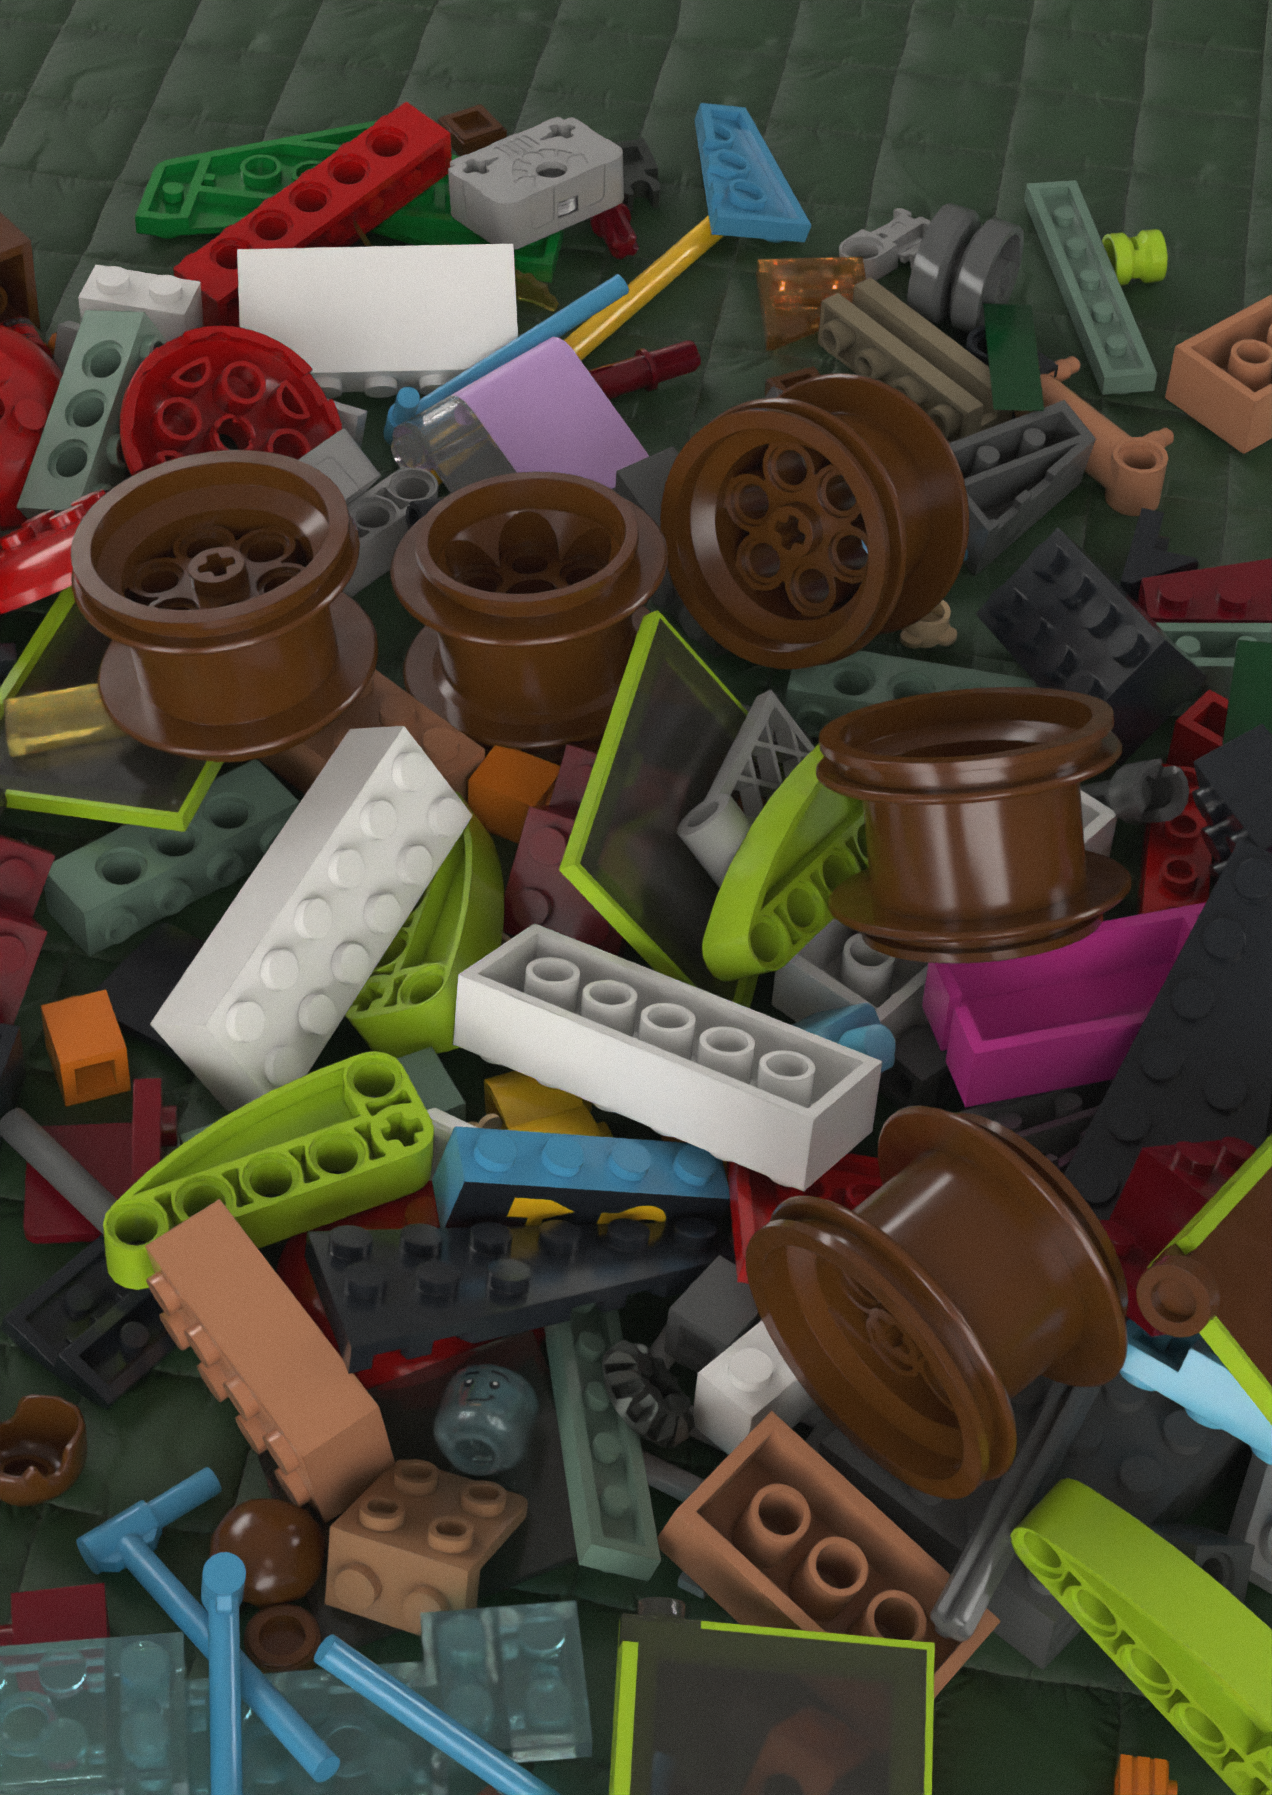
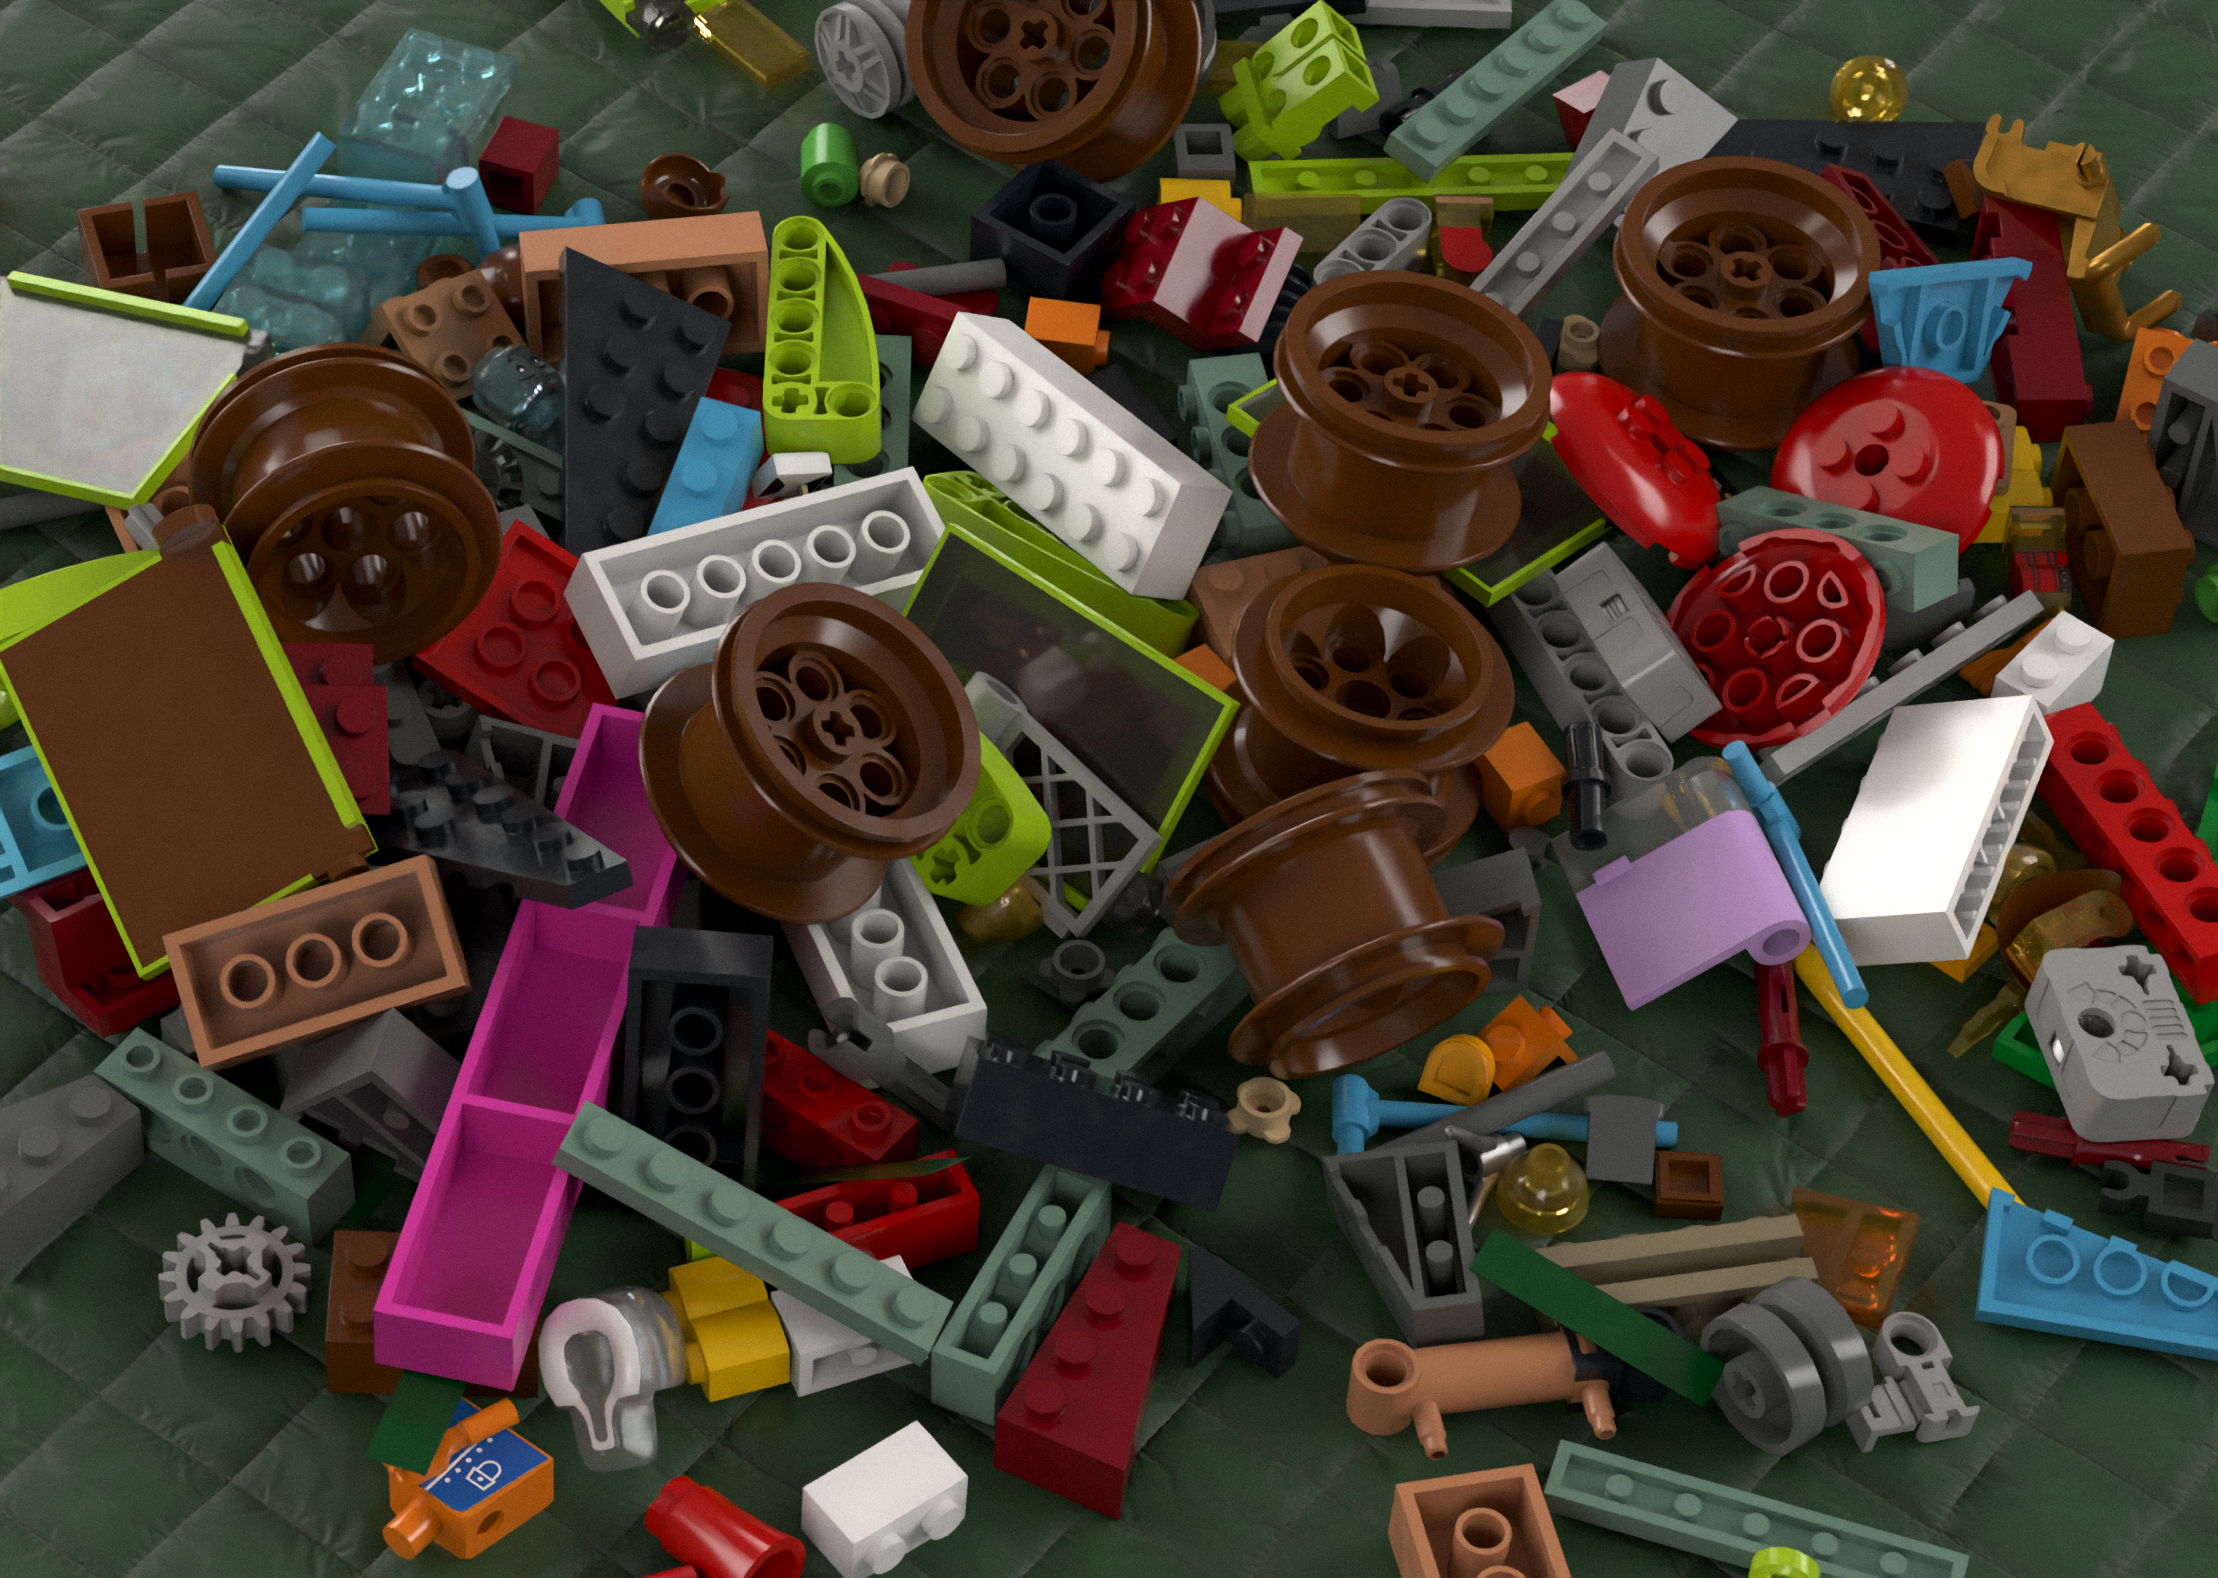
camera: 115 degrees right, 0 degrees up
(414, 228) = (2083, 923): none -> clear yellow leg

